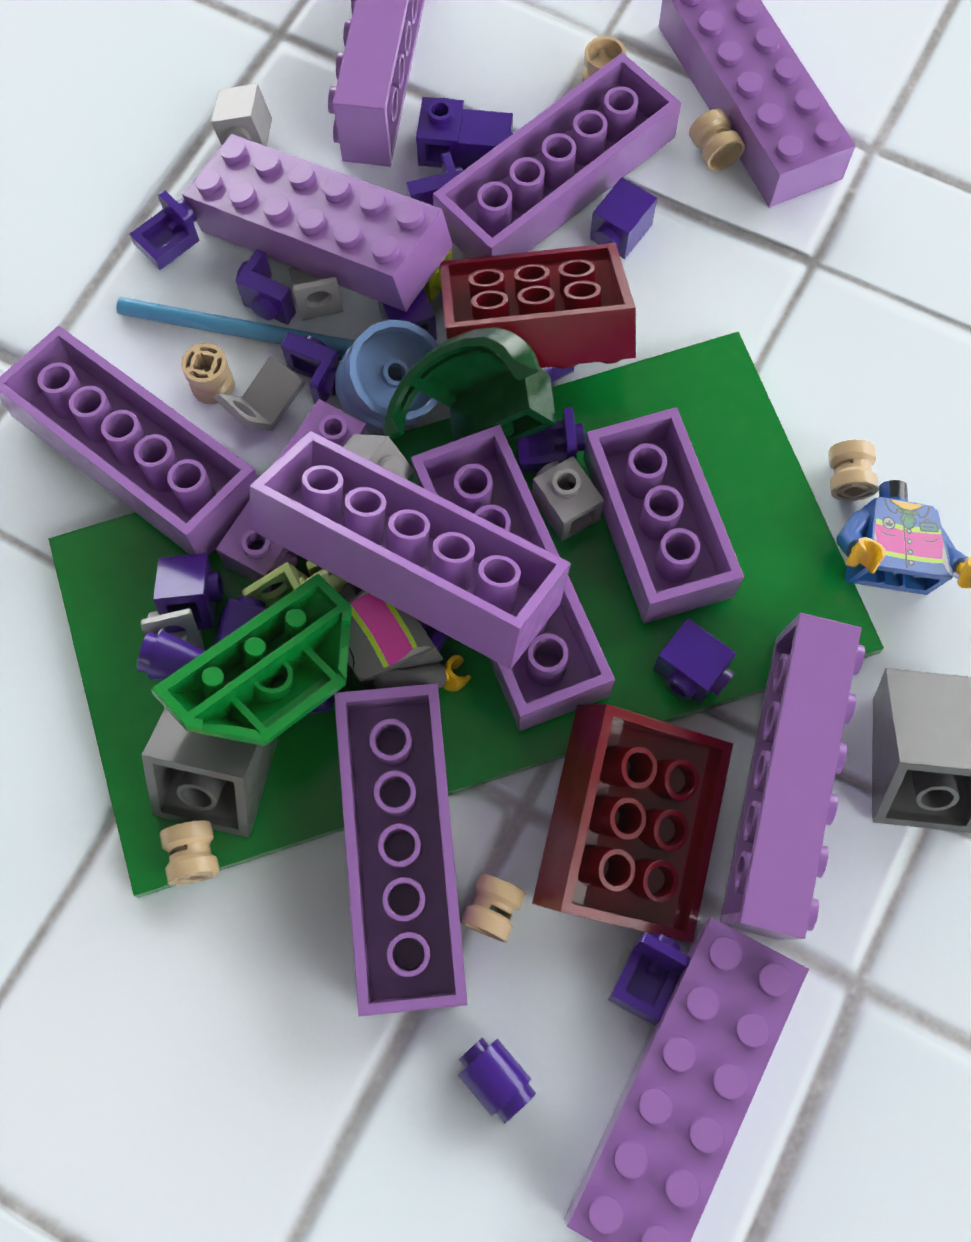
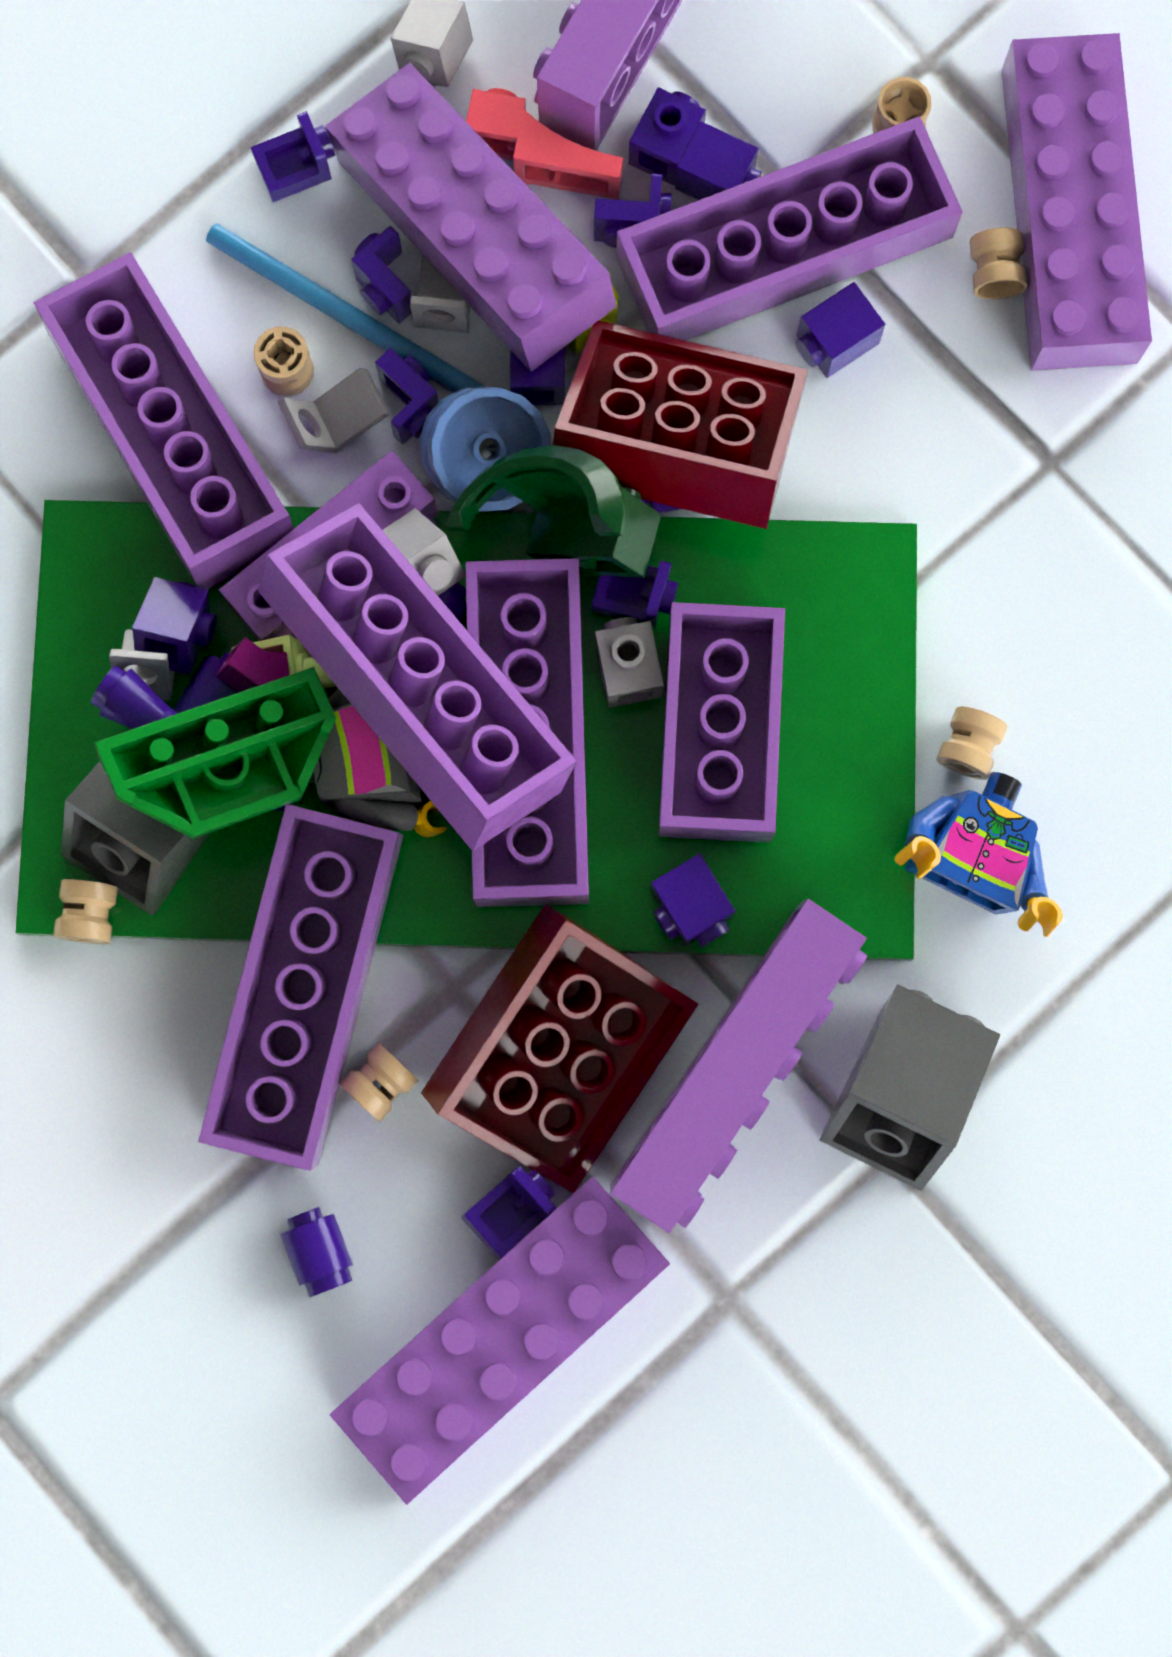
camera: 20 degrees right, 10 degrees up
(263, 592) = (251, 666): none -> magenta piece
(380, 168) = (538, 152): none -> coral slope

